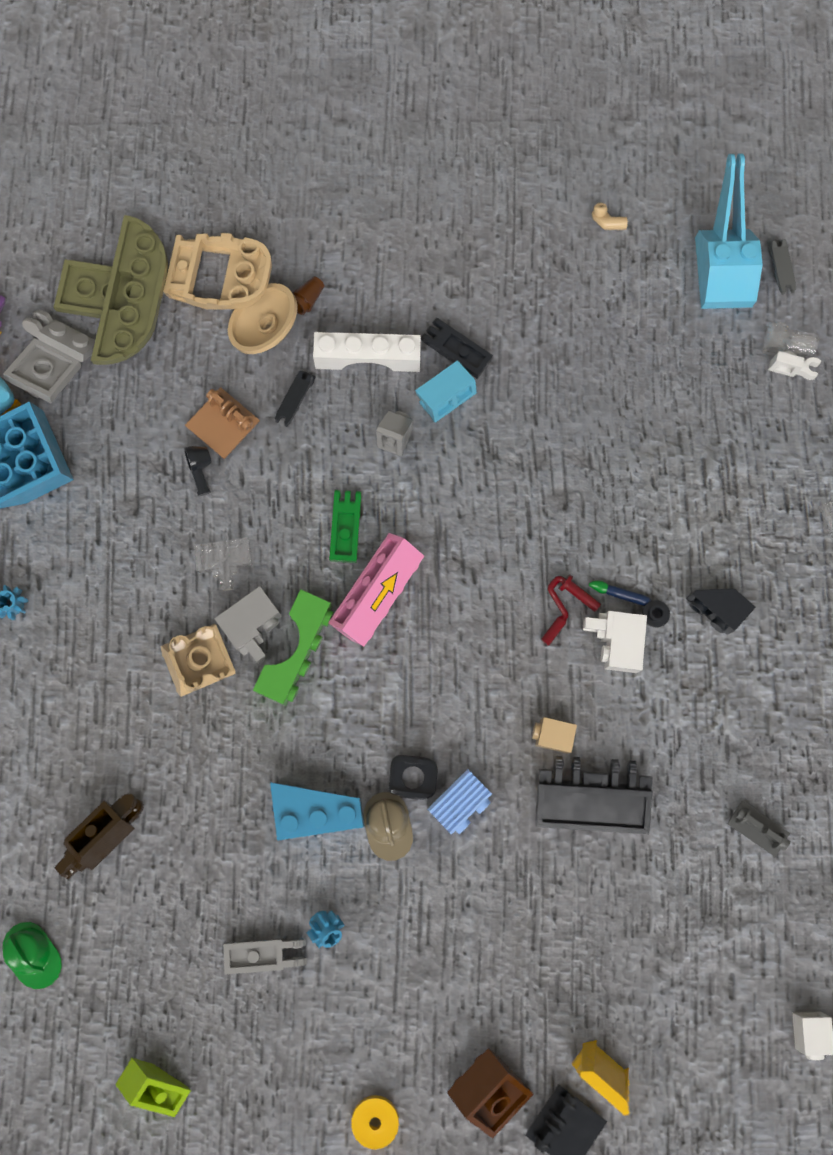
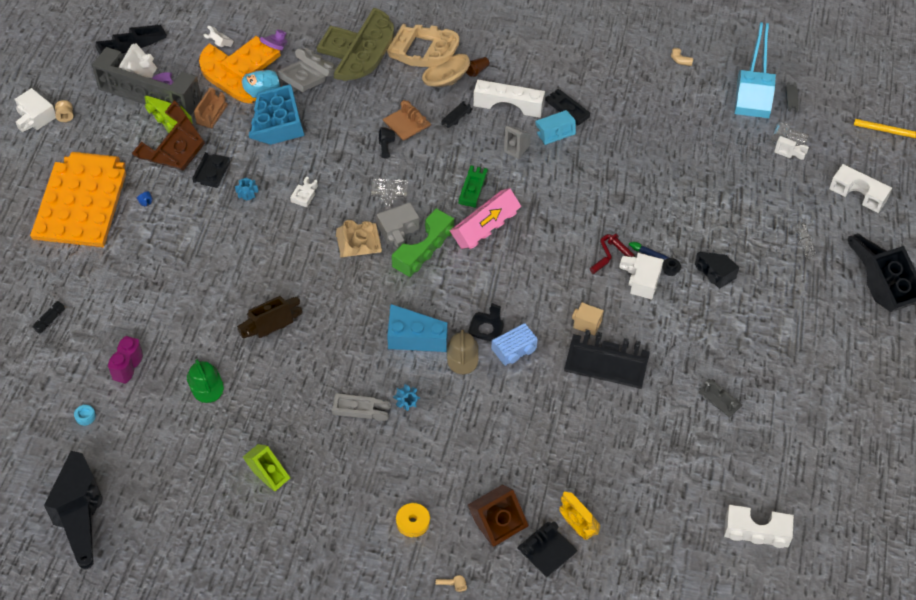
camera: 15 degrees right, 25 degrees down
(97, 593) = (305, 193): none -> white plate

